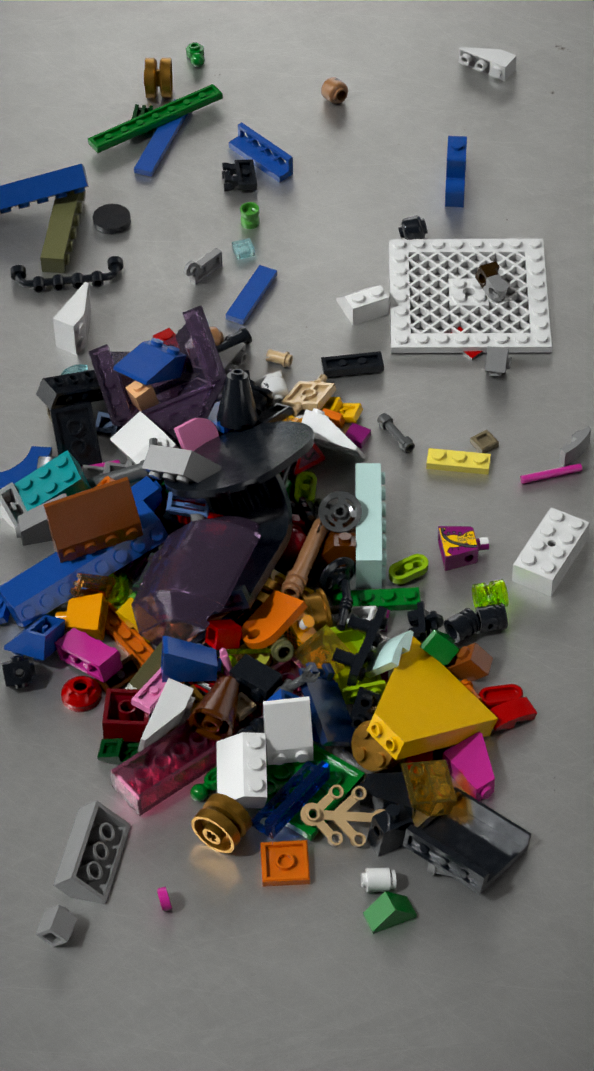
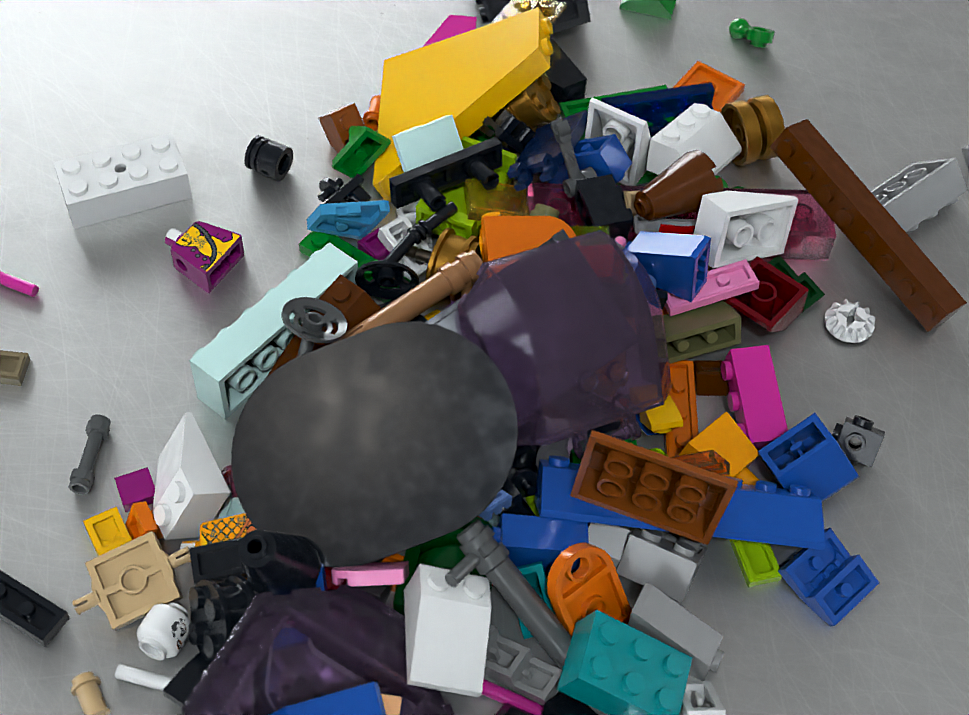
camera: 145 degrees left, 5 degrees up
(63, 758) = (858, 331): none -> white gear
(81, 700) = (799, 392): red piece -> none
(105, 786) = (868, 225): none -> reddish brown brick
(164, 899) = (855, 122): dark pink tile -> none
(178, 464) = (474, 461): light grey slope -> none
(253, 726) = (638, 179): black bar -> none
(305, 934) = (759, 36): none -> green plate
(339, 816) = (620, 74): tan plant -> none
(378, 879) = (635, 22): white brick -> none
(389, 829) = (587, 38): black torso -> none
(400, 599) = (348, 219): none -> dark azure wing
(405, 570) = (280, 263): lime plate -> none
(458, 461) = (69, 364): light yellow plate -> none
(462, 625) = (306, 169): black piece -> none
(496, 590) = (242, 177): clear neon green wheel -> none
(500, 694) = (340, 93): red tile -> none
(512, 712) = (363, 71): red slope -> none

